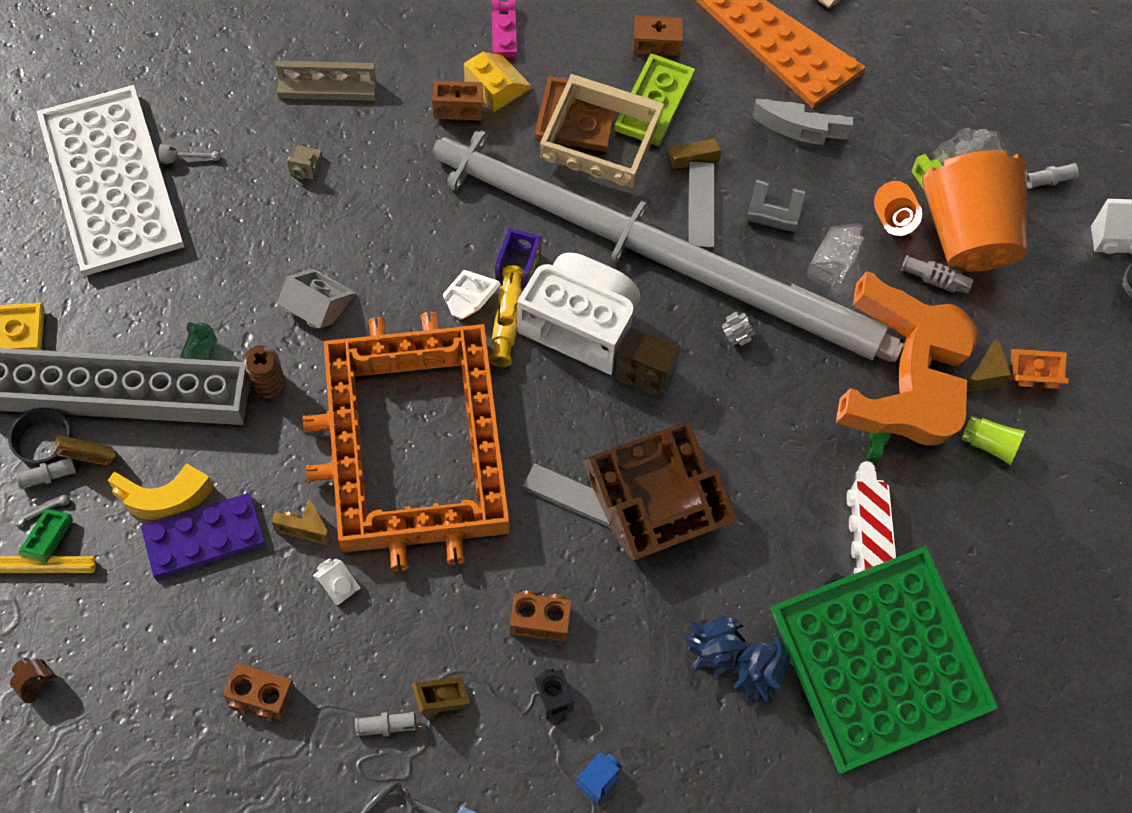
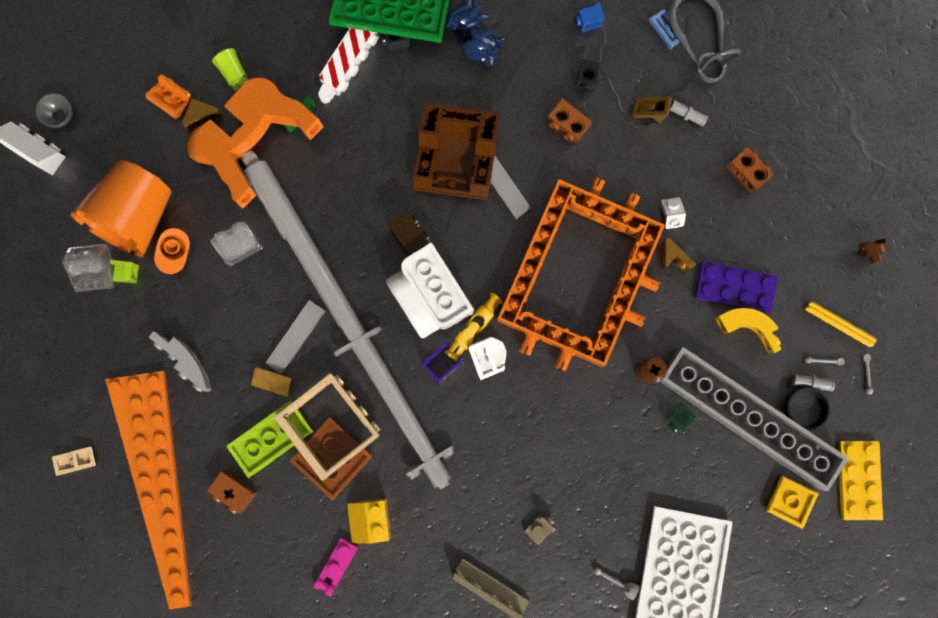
camera: 150 degrees left, 20 degrees up
(45, 535) = (830, 338): green plate -> none
(83, 450) = (785, 381): pearl gold slope -> none
(314, 297) = (588, 412): light grey slope -> none
(457, 100) = (409, 514): dark orange brick -> none
(738, 328) = (334, 230): light grey gear -> none
(775, 215) = (254, 299): dark grey connector -> none
(938, 275) = (181, 197): light grey hinge -> none
(1052, 175) = (48, 221): light grey pin -> none

